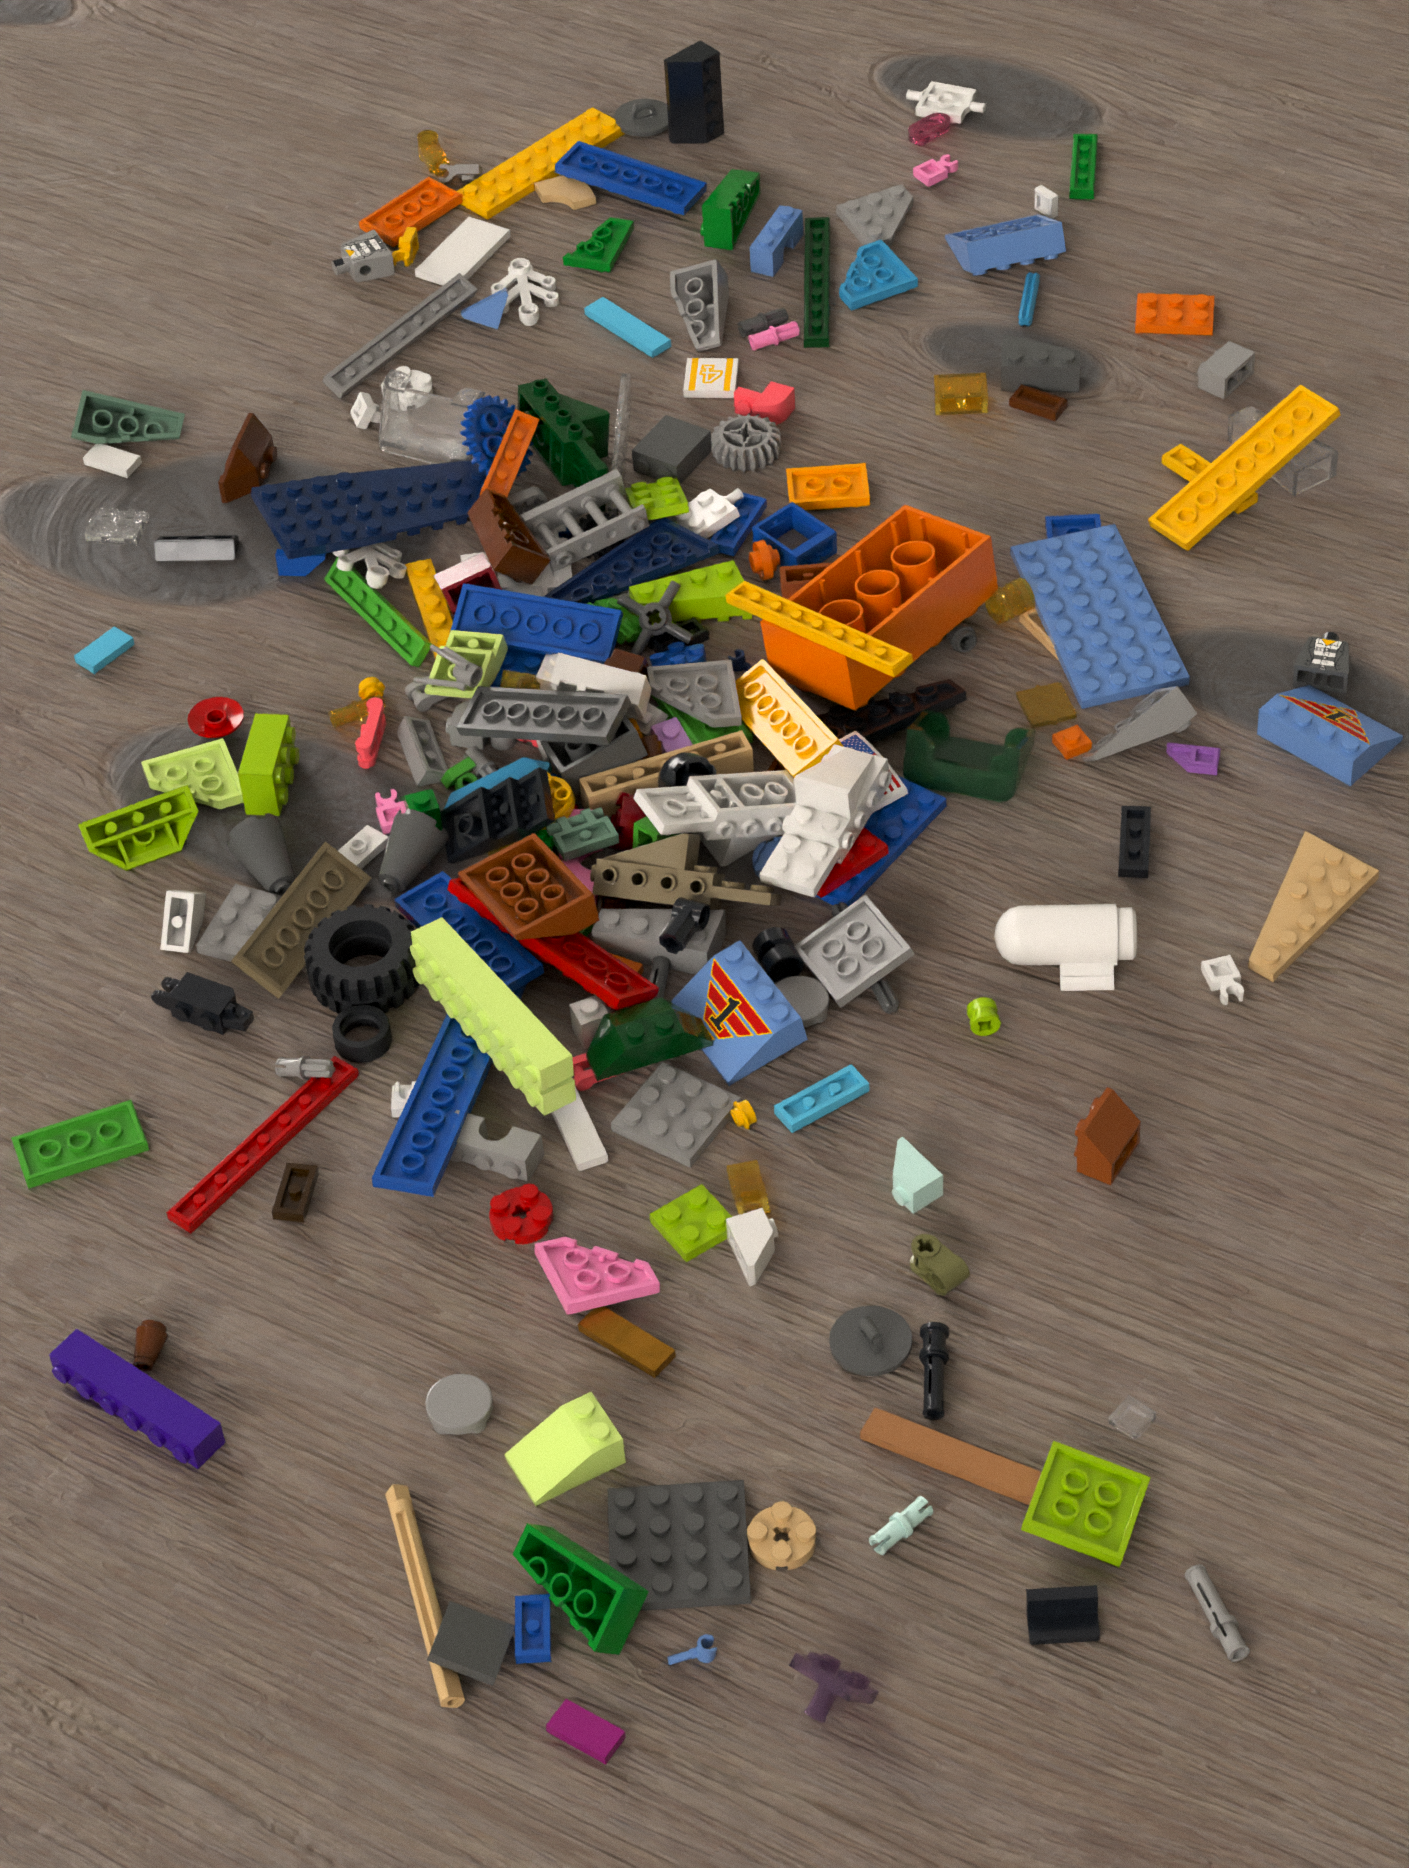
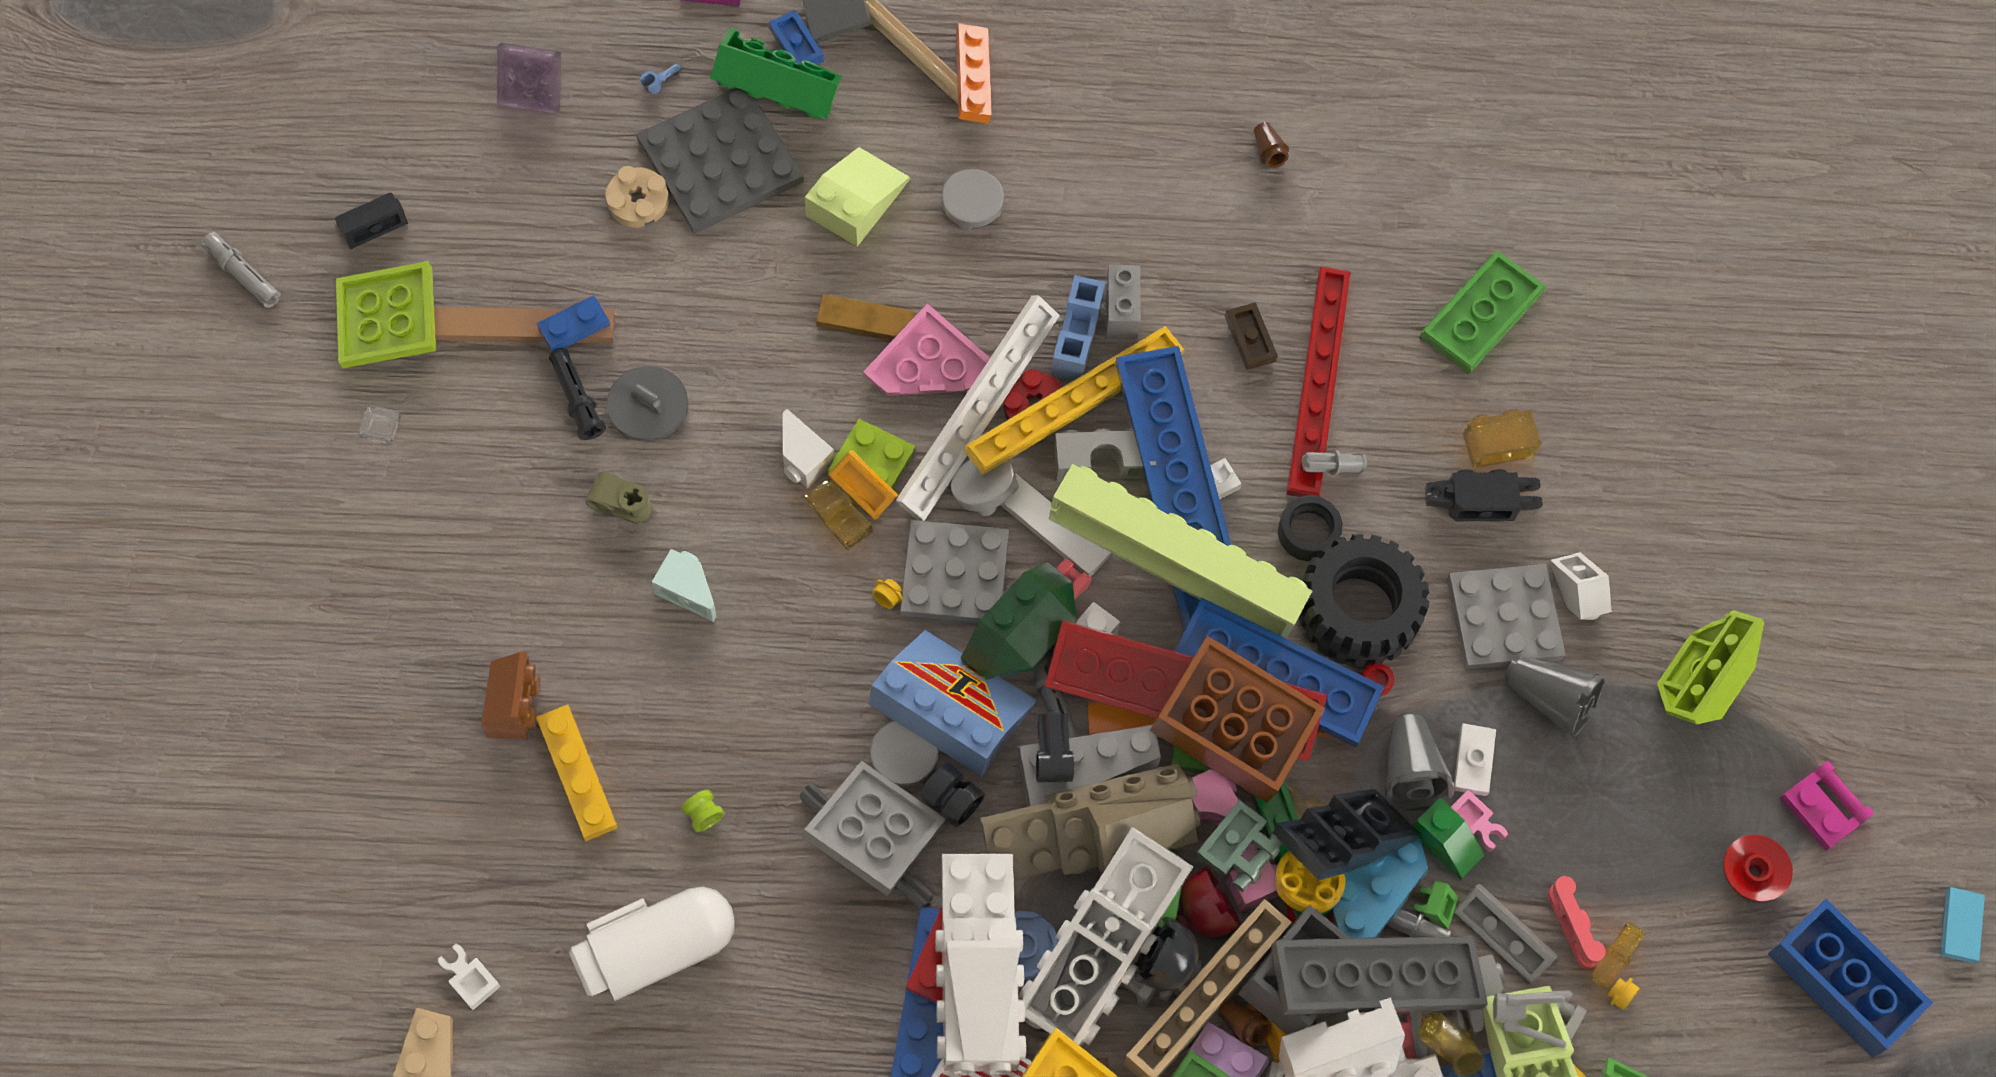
camera: 145 degrees right, 20 degrees up
(137, 1399) = (1243, 93): dark purple brick -> none
(139, 739) = (1819, 813): none -> dark pink plate
(153, 1037) = (1501, 438): none -> clear yellow brick
(205, 770) = (1713, 783): yellowish green plate -> none
(213, 638) = (1850, 978): none -> blue brick
(268, 764) = (1643, 807): lime brick -> none
(277, 946) = (1460, 626): dark tan plate -> none
(379, 1513) = (973, 73): none -> plate
(387, 1255) = (1123, 302): none -> light grey brick
(463, 1228) = (1078, 328): none -> medium blue arch
(488, 1188) = (1058, 408): none -> yellow tile
(564, 1218) = (977, 408): none -> white plate
(610, 1155) = (983, 492): none -> light grey tile
(715, 1192) = (863, 484): none -> light orange tile
(821, 1098) = (820, 643): medium azure plate -> none
(901, 1525) = (540, 243): light aqua pin -> none
(906, 1426) = (573, 324): none -> blue plate
(1073, 1082) = (576, 772): none -> yellow plate

